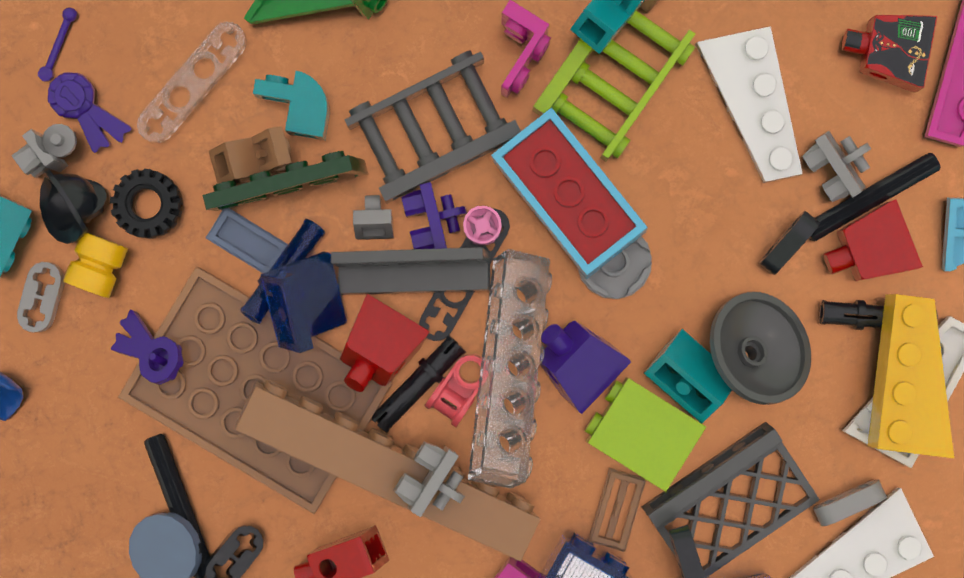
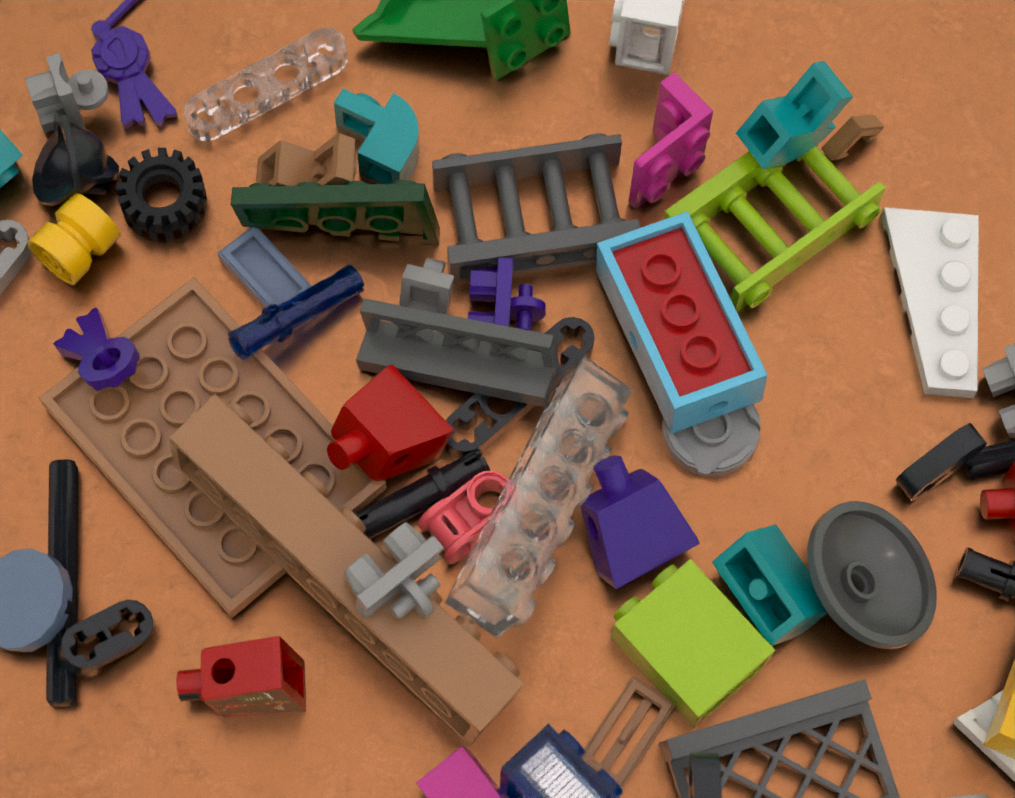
camera: 15 degrees right, 20 degrees down
(303, 301) = (310, 344): clear blue bracket -> none
(484, 221) = (562, 314): bright pink wheel -> none

